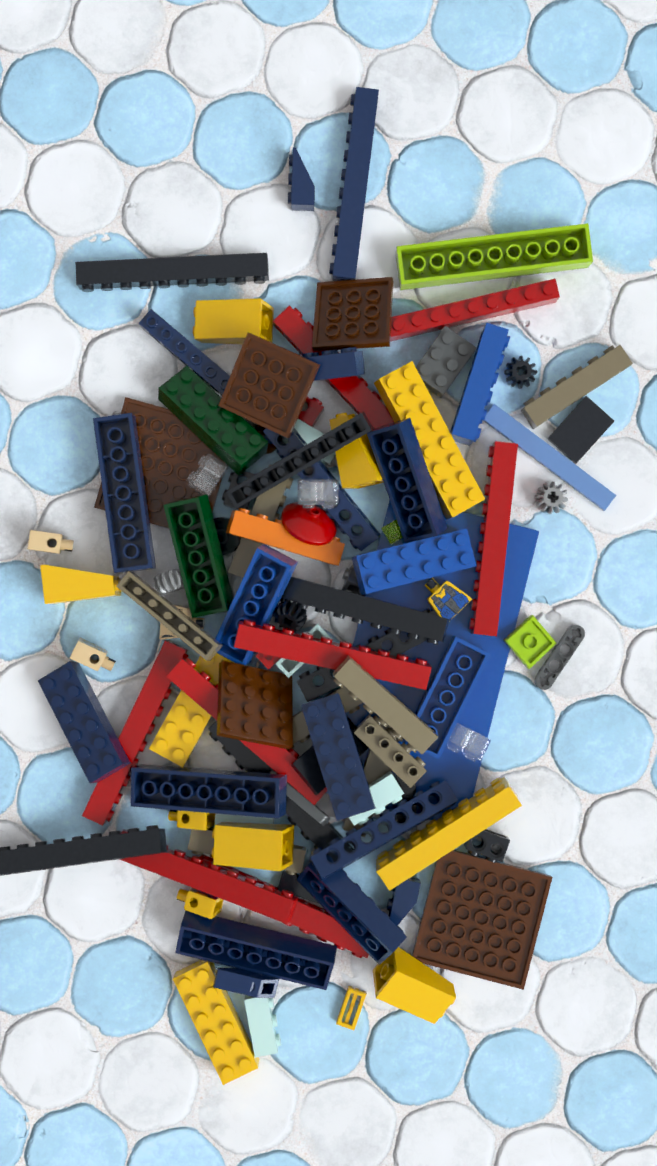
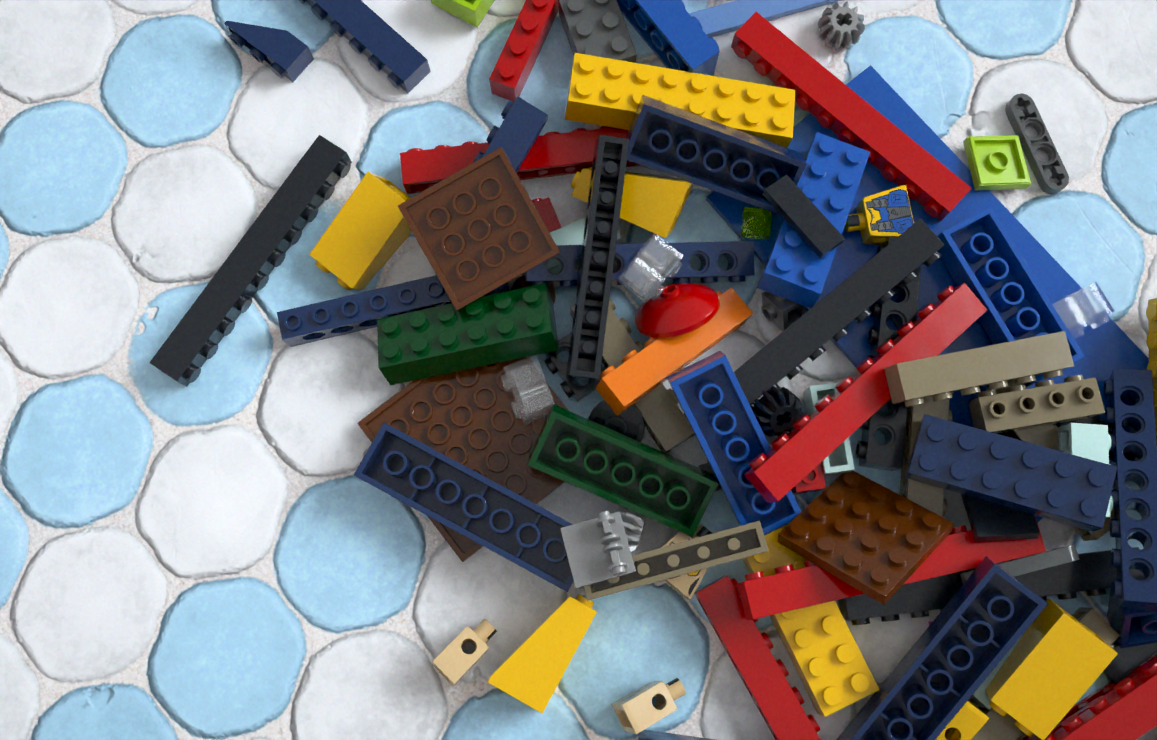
camera: 55 degrees left, 10 degrees down
(145, 572) = (598, 549): none -> light grey hinge
(353, 314) = (467, 86): reddish brown plate -> none
(403, 554) = (803, 216): none -> black tile

